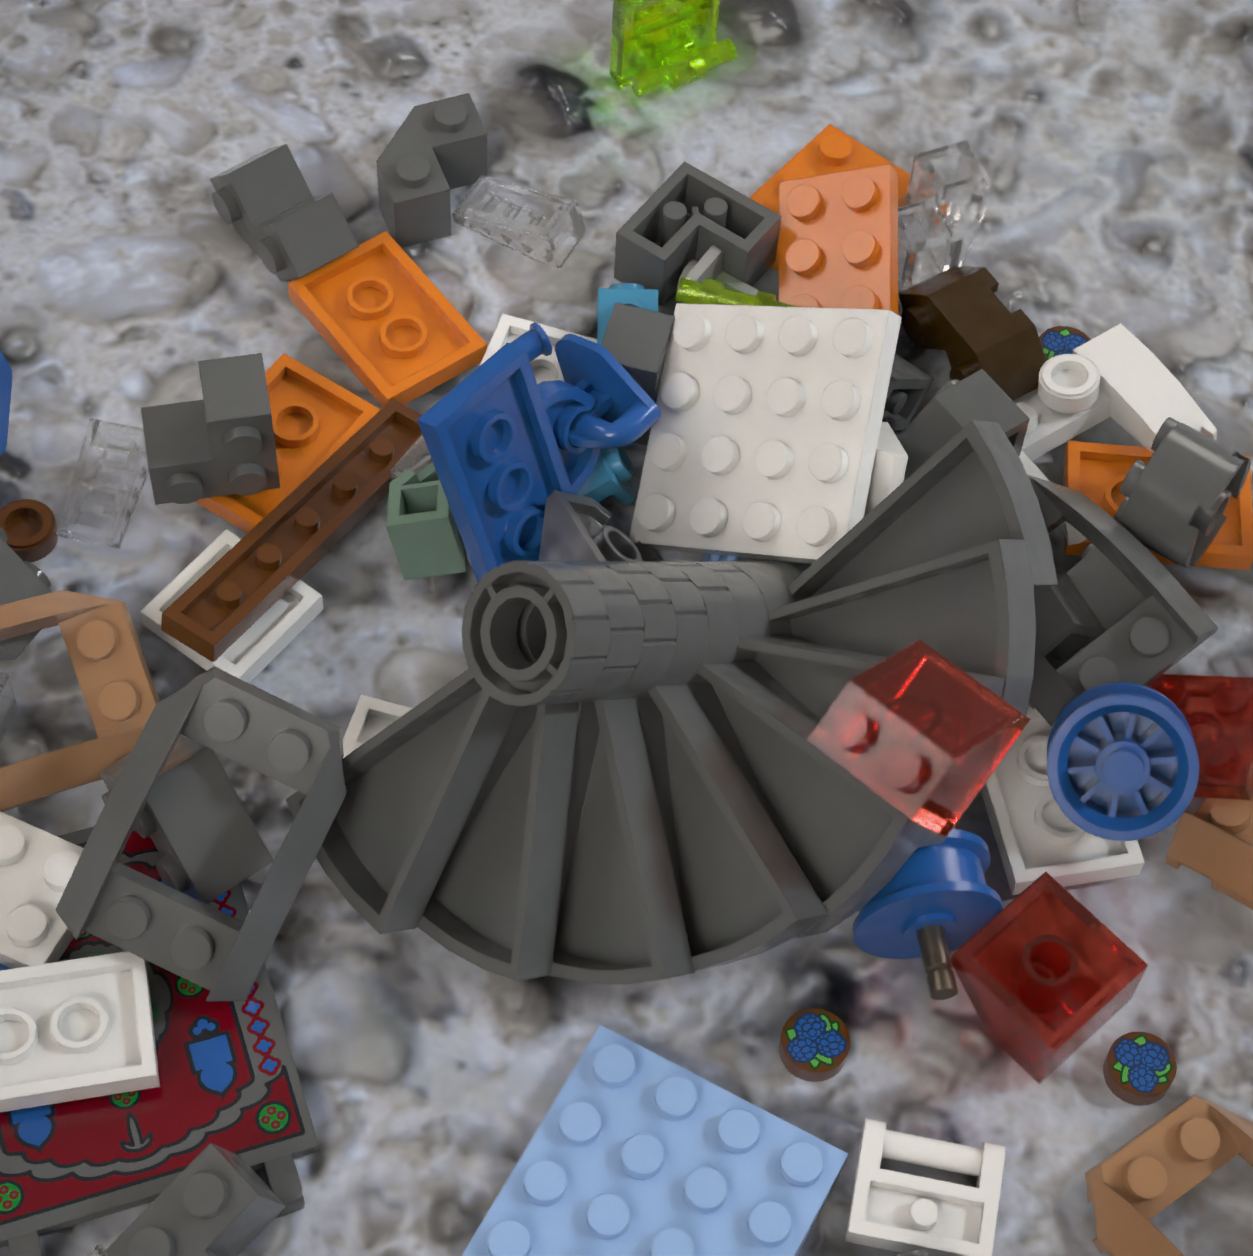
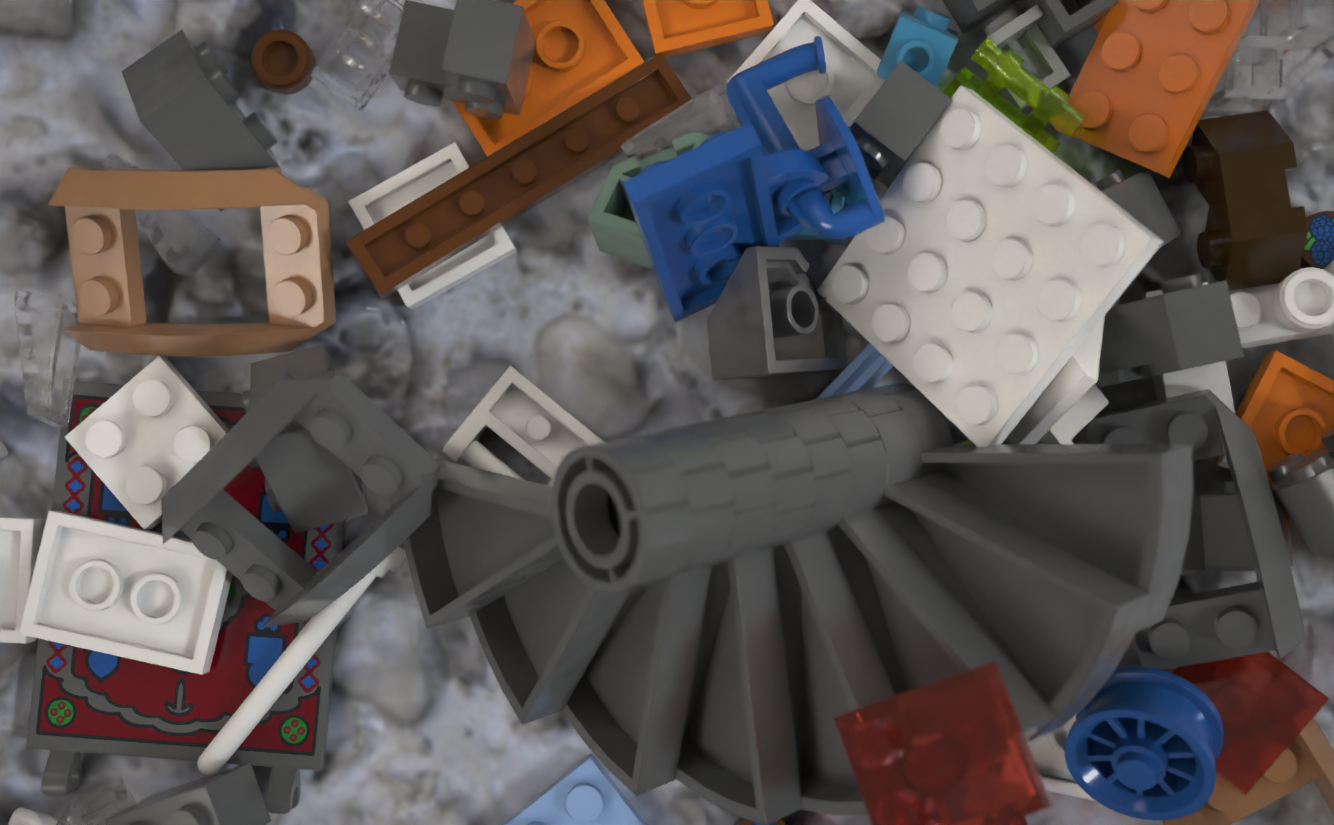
camera: 25 degrees right, 30 degrees up
(303, 917) = (287, 668): none -> white piece

